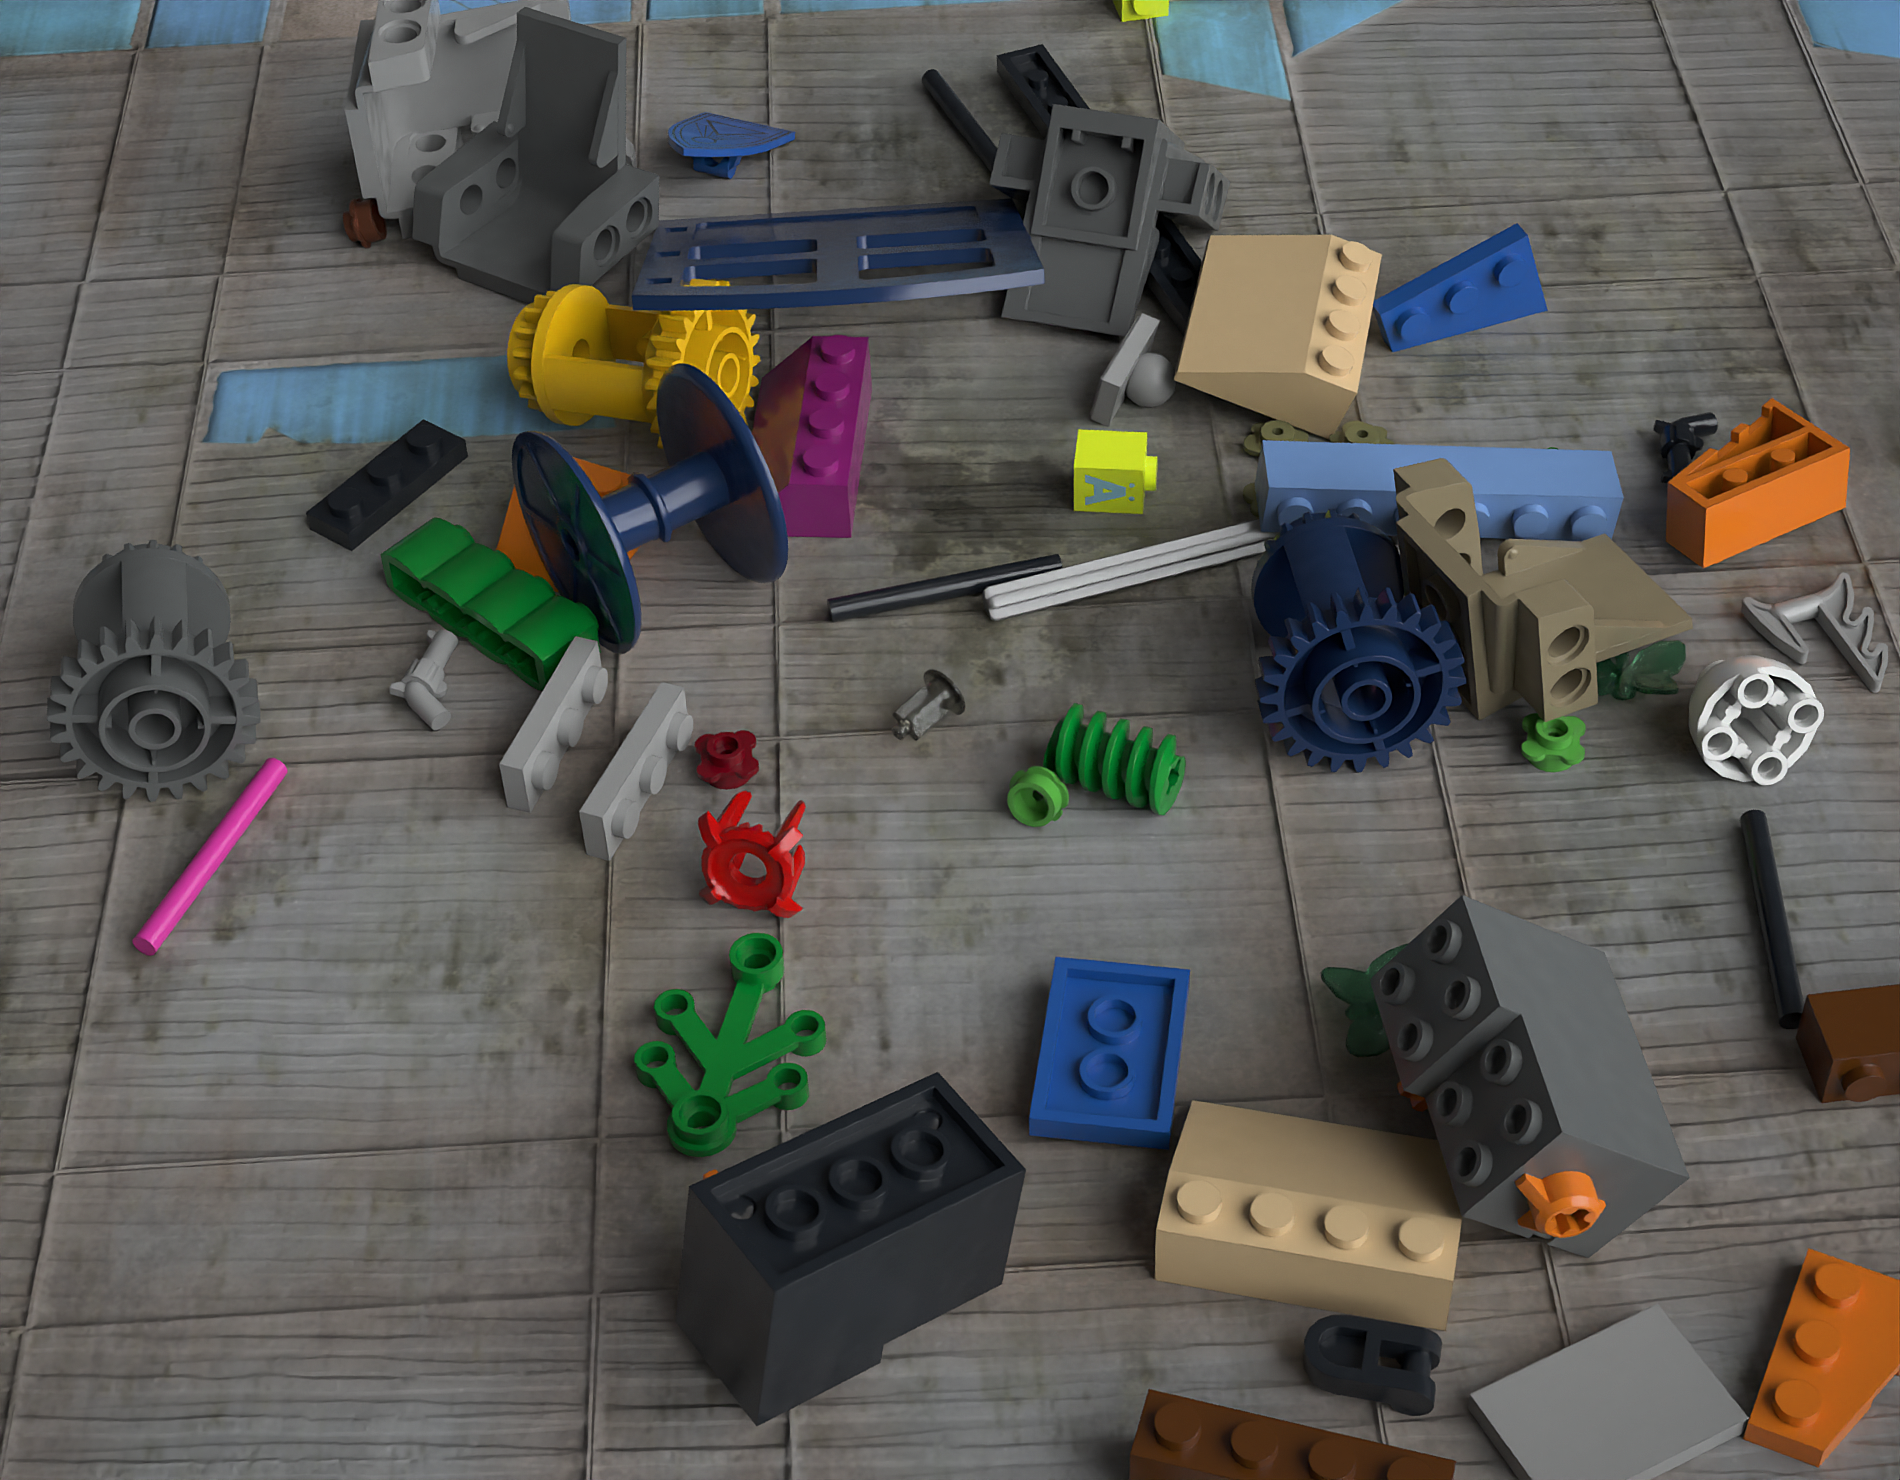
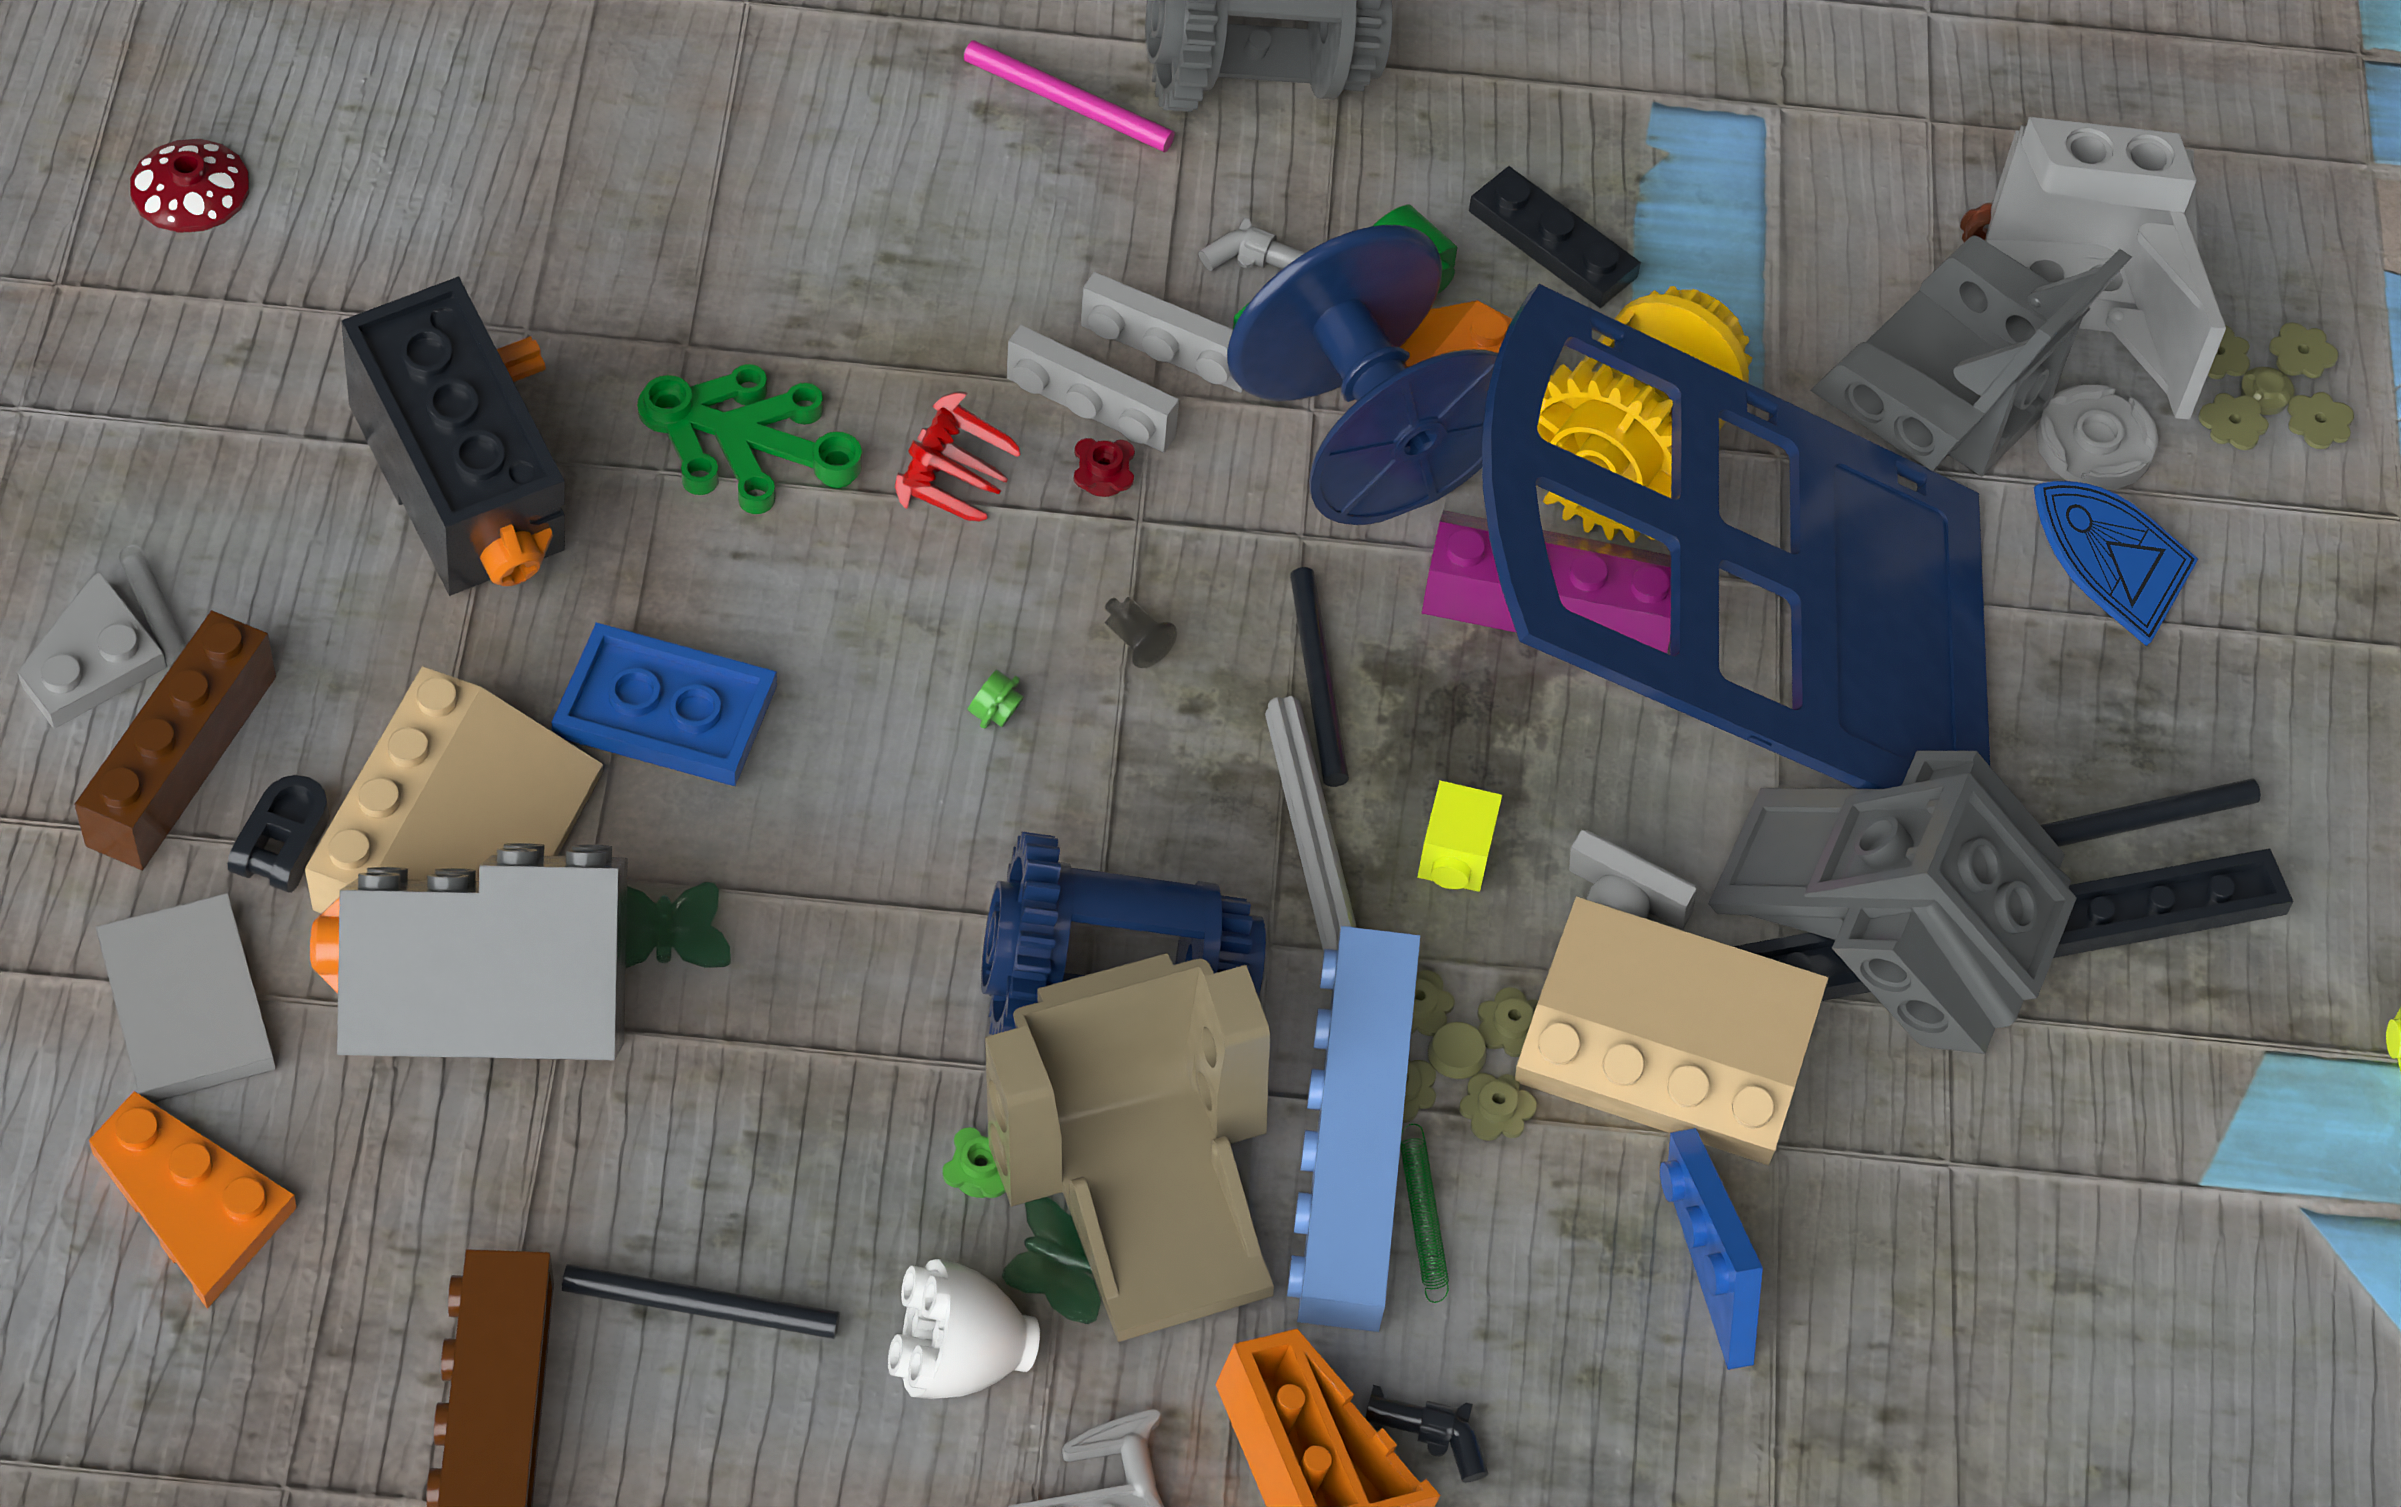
camera: 90 degrees right, 10 degrees up
(1115, 761) = (1017, 762): green piece -> none

